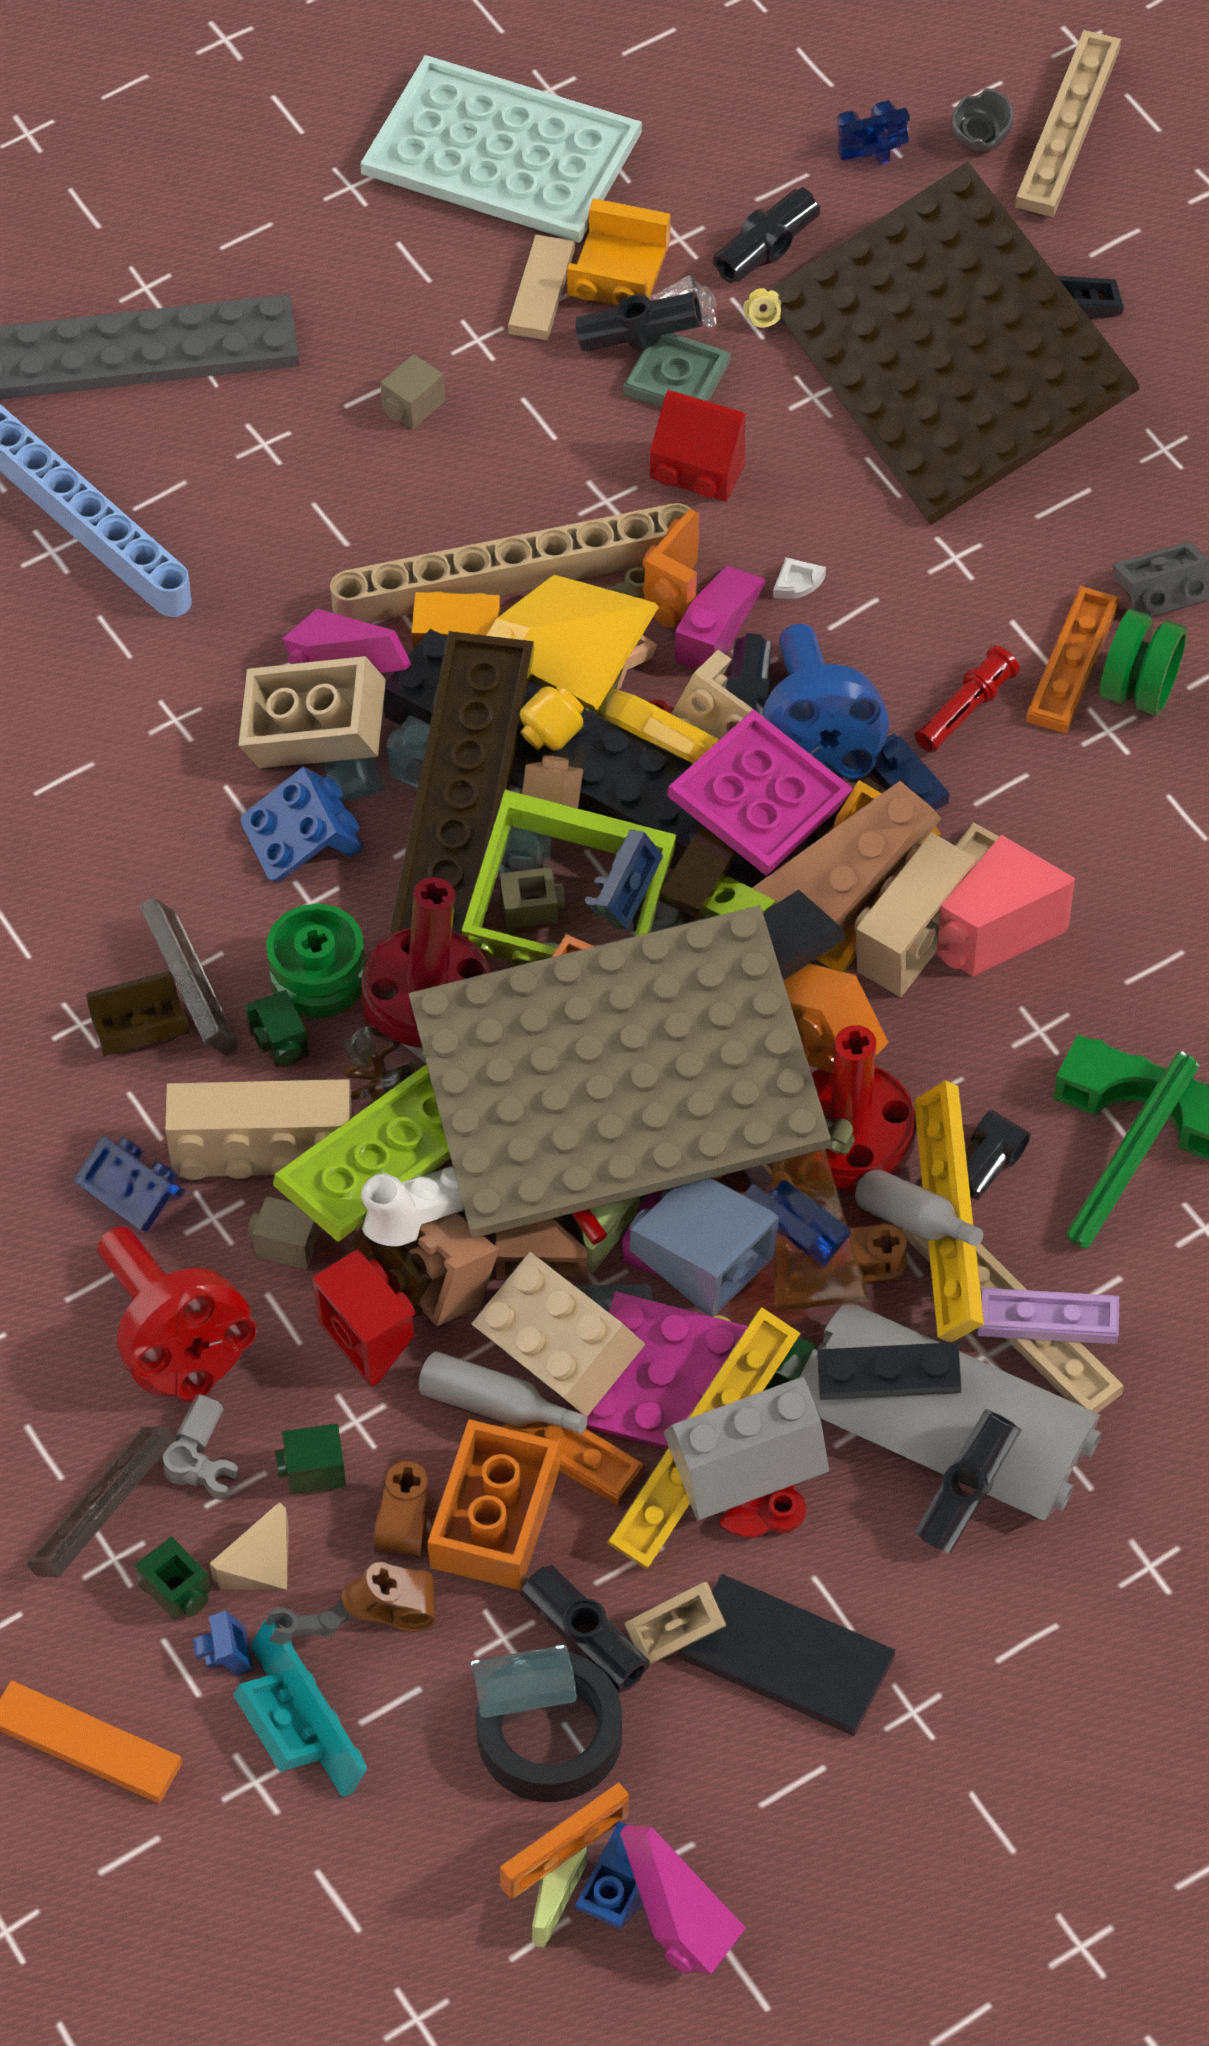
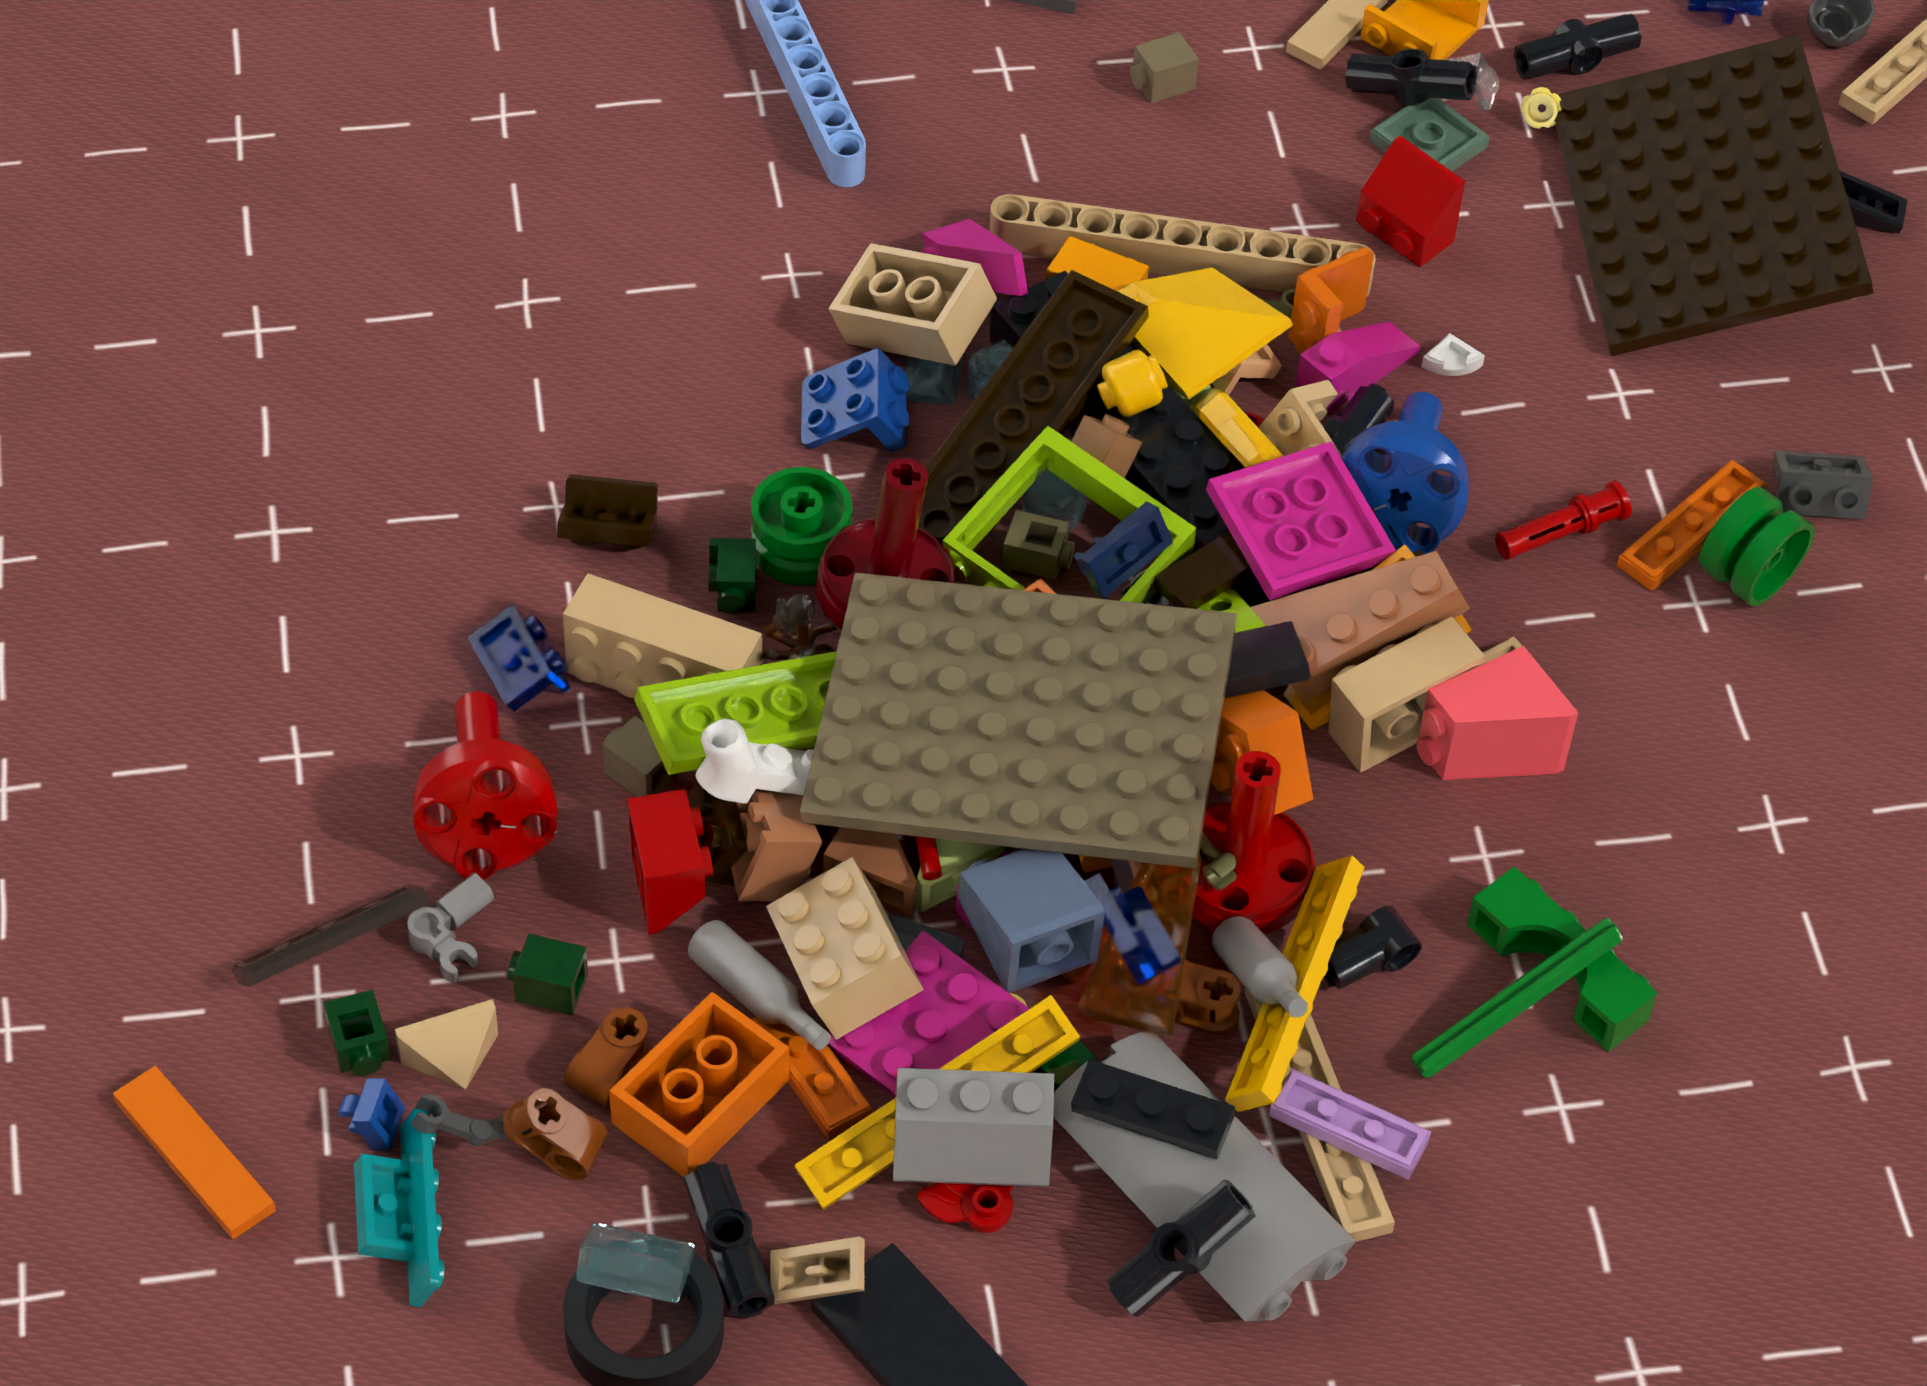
camera: 20 degrees right, 5 degrees down
(189, 976) = (676, 498): clear smoke tile -> none
(899, 763) = (1471, 569): dark blue plate -> none

